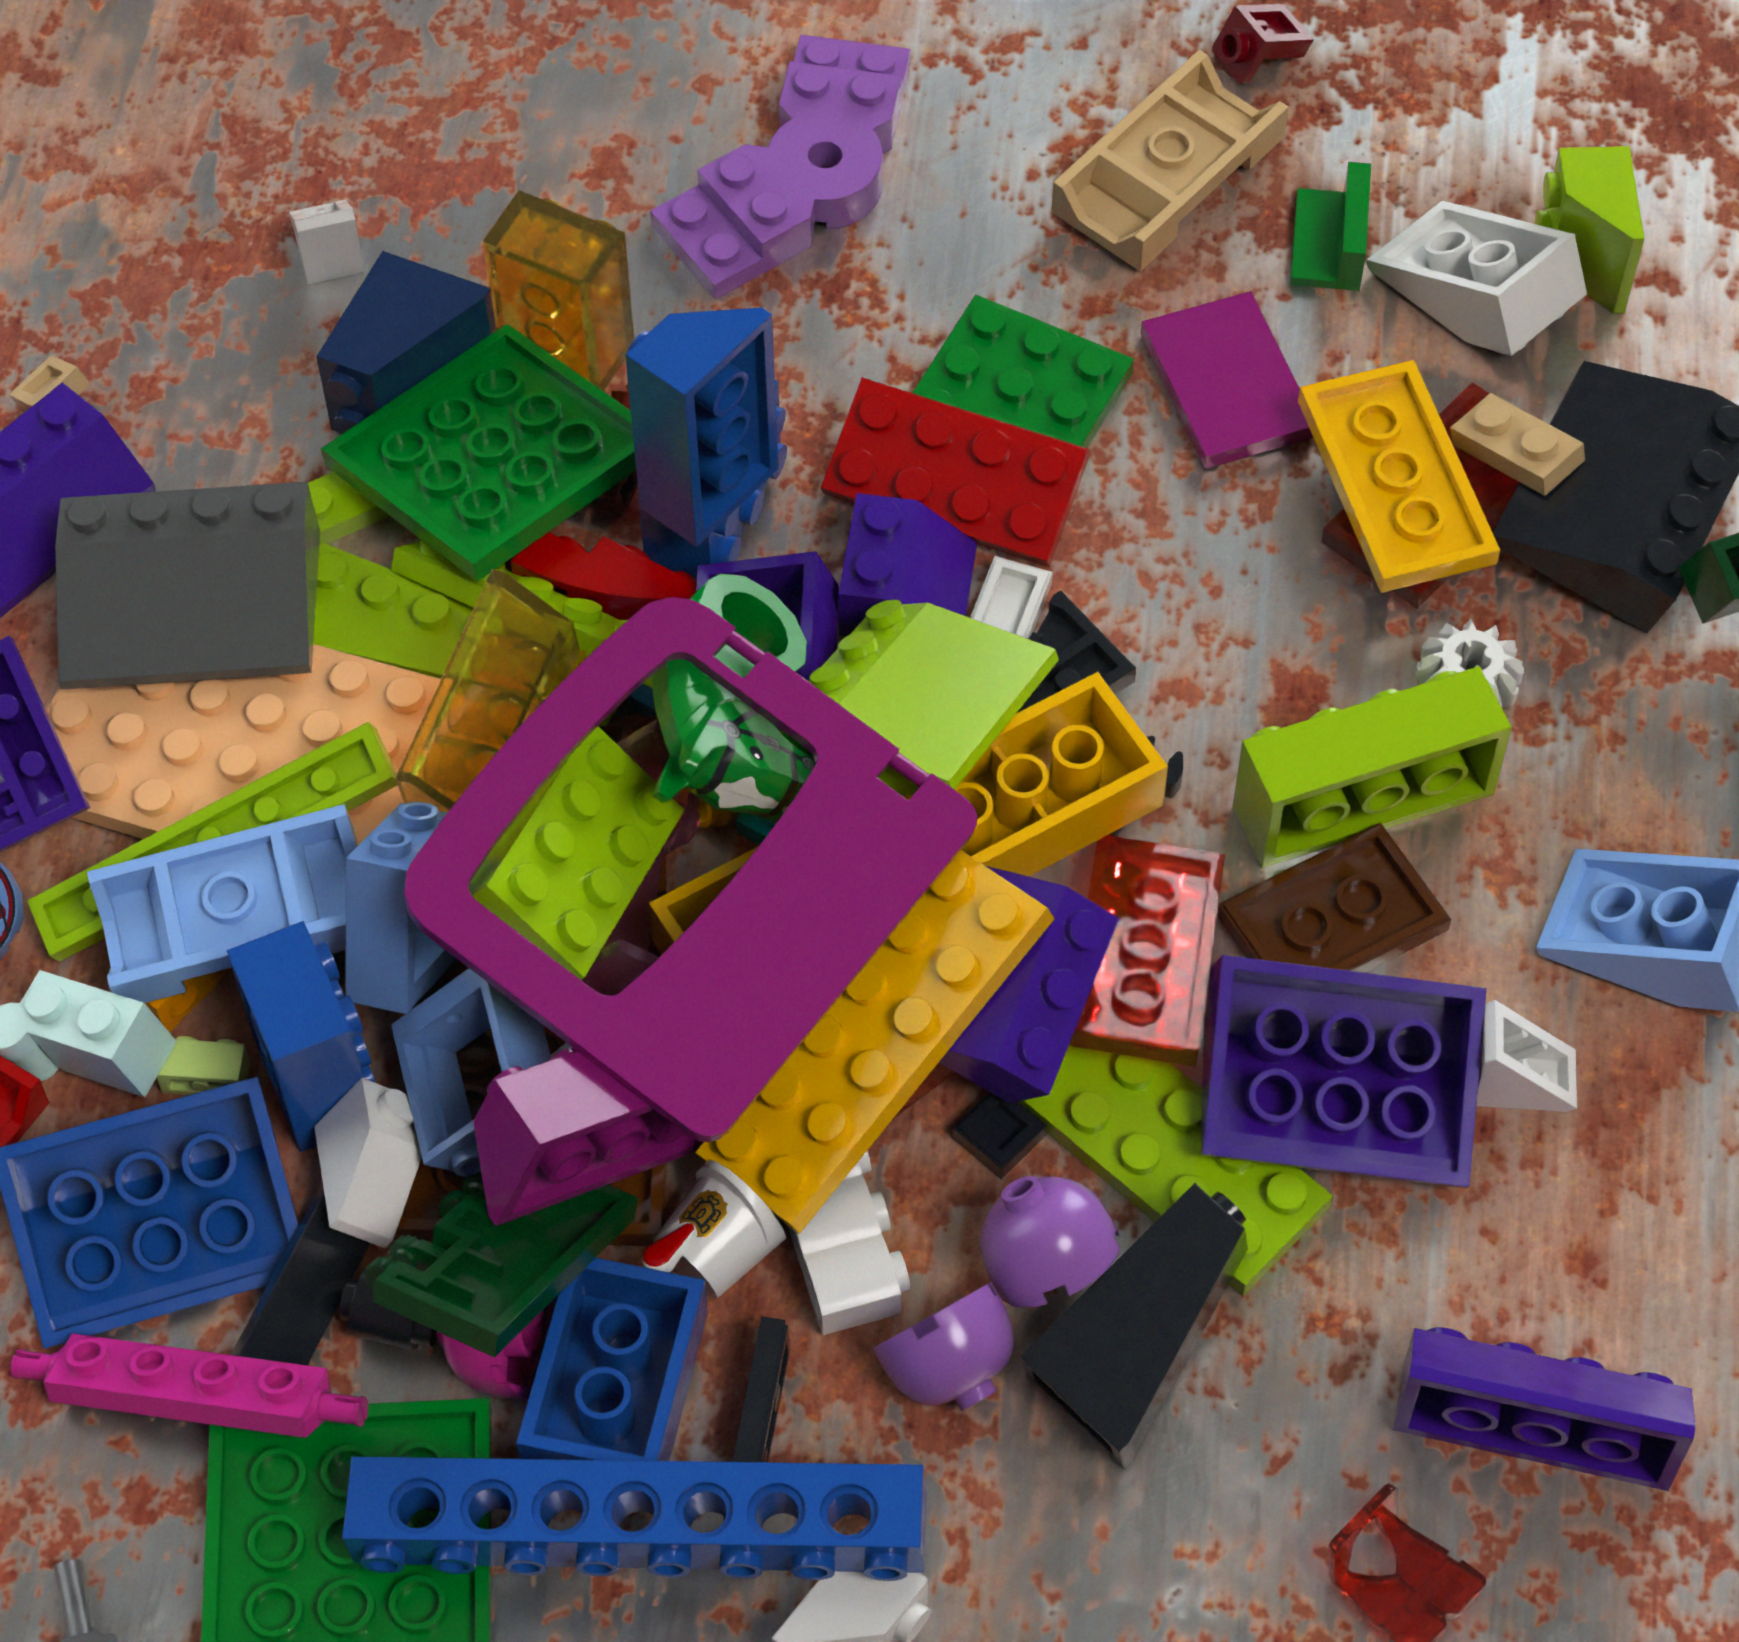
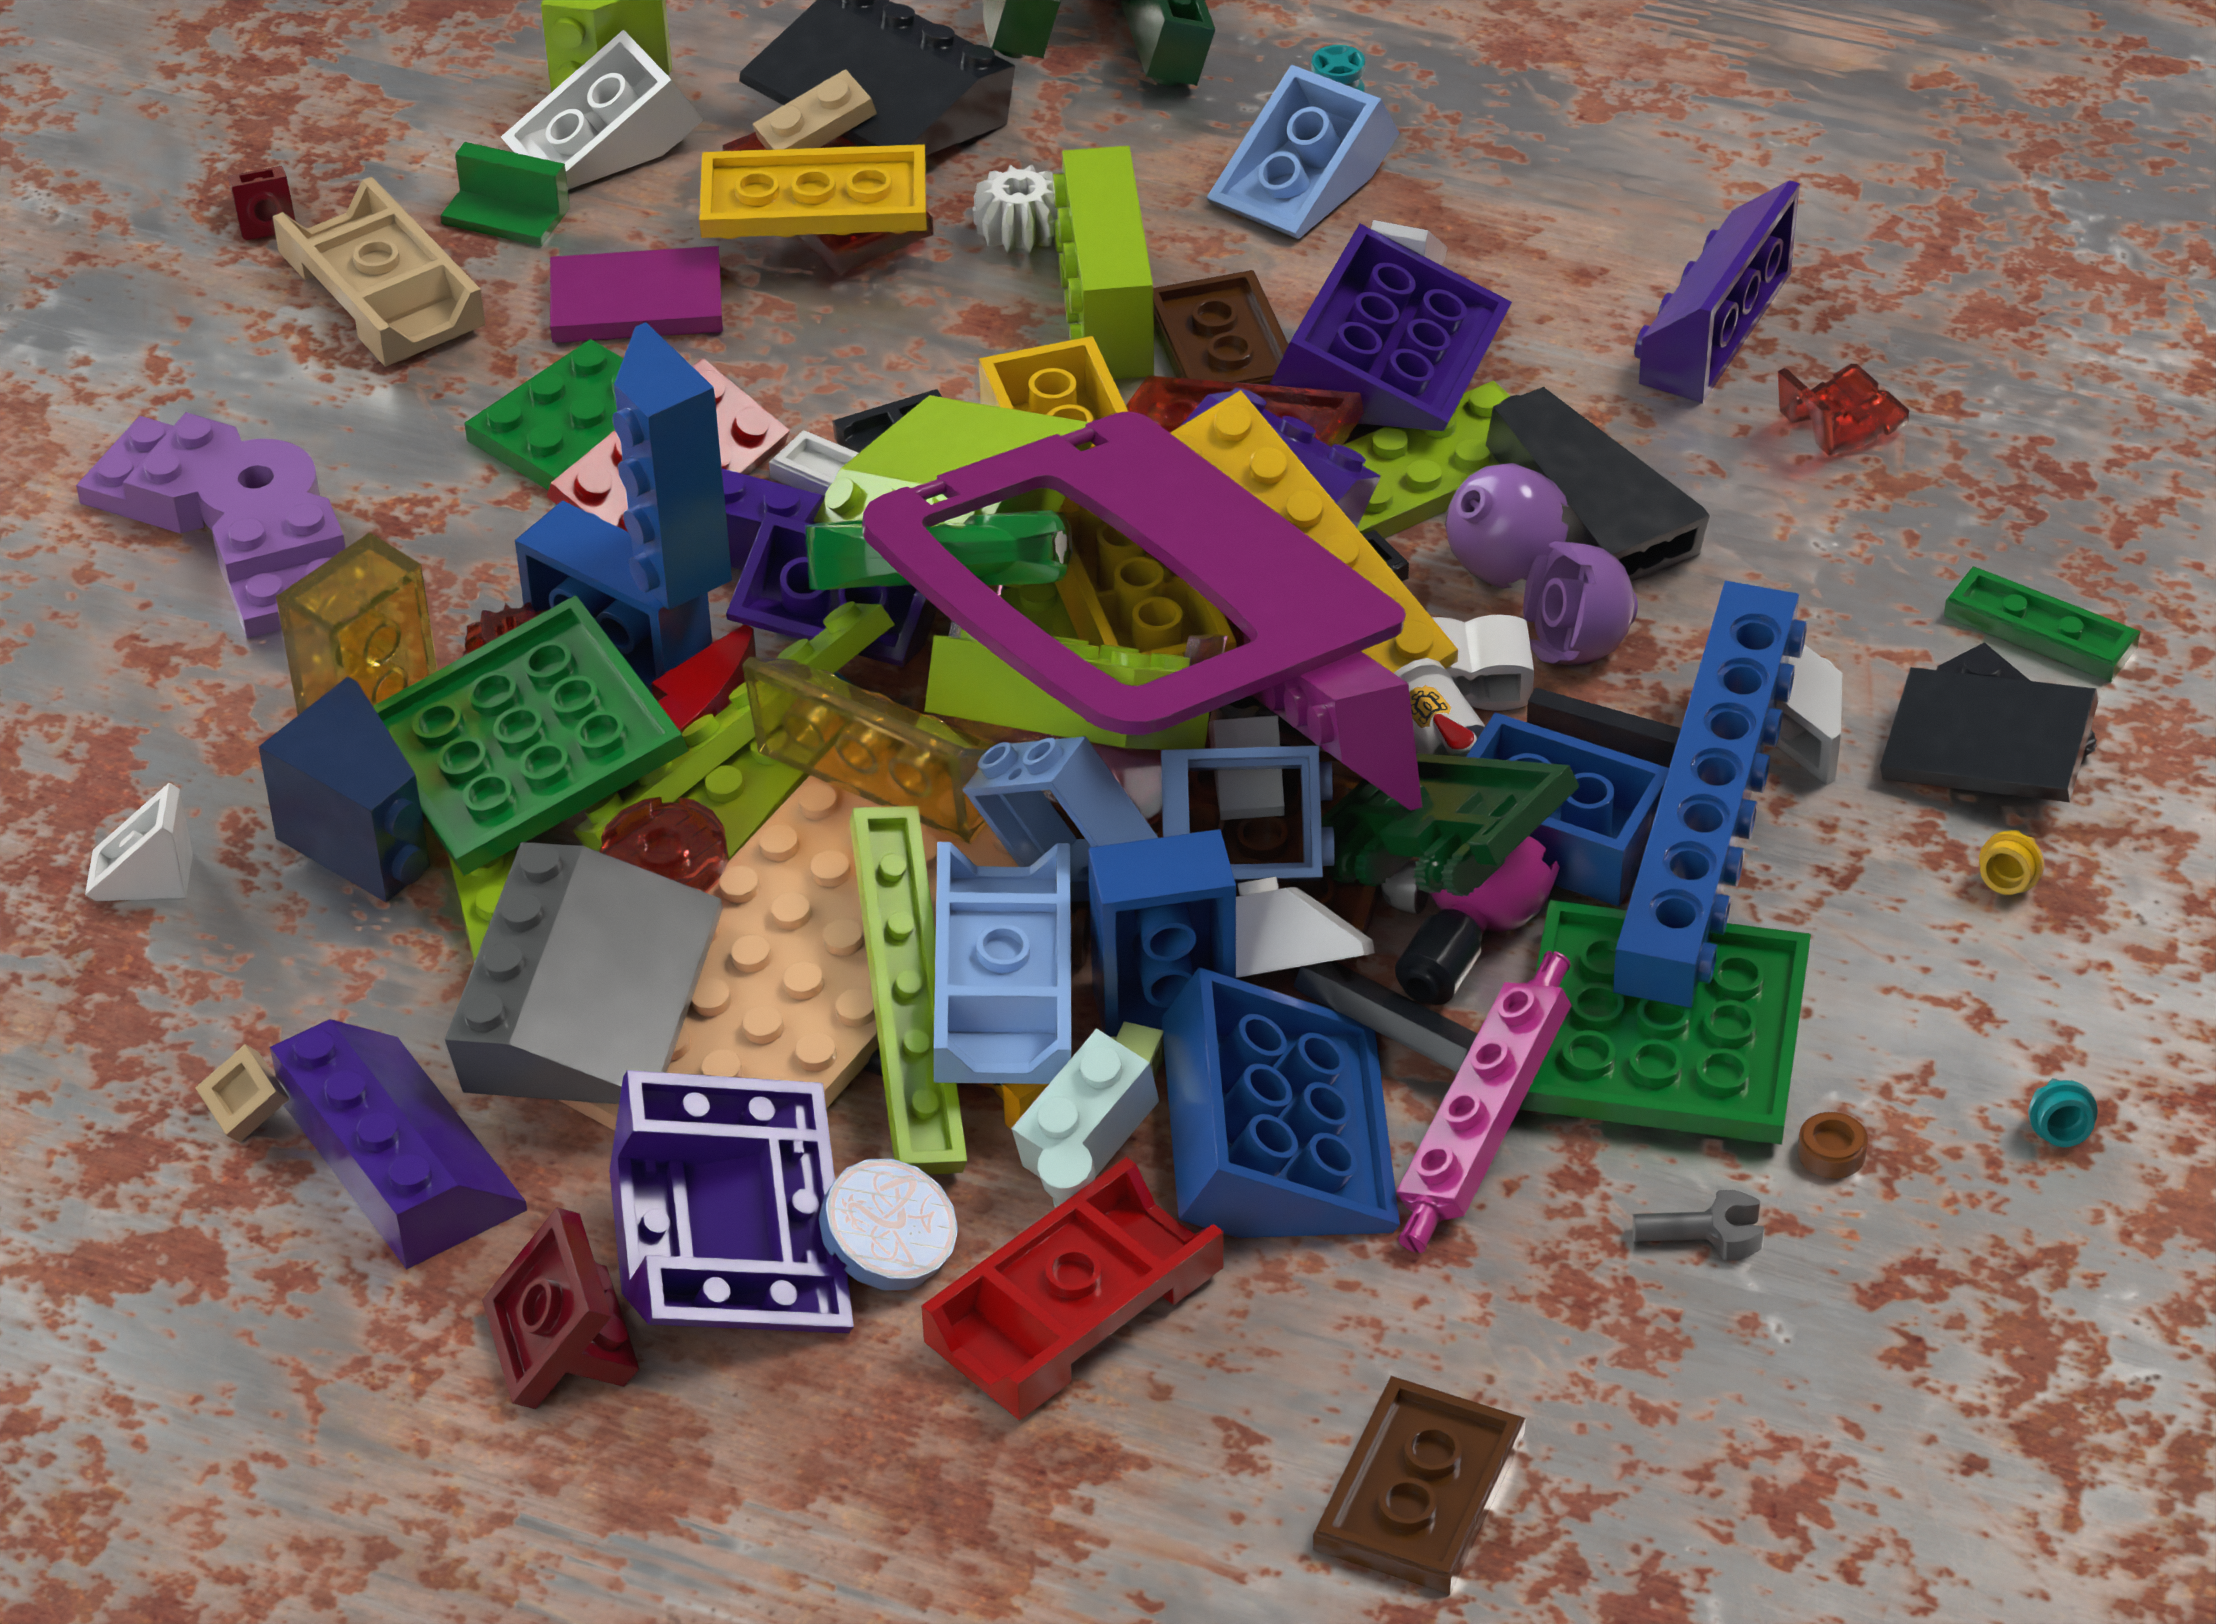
camera: 75 degrees left, 15 degrees down
(375, 607) = (670, 840): none -> clear red tile

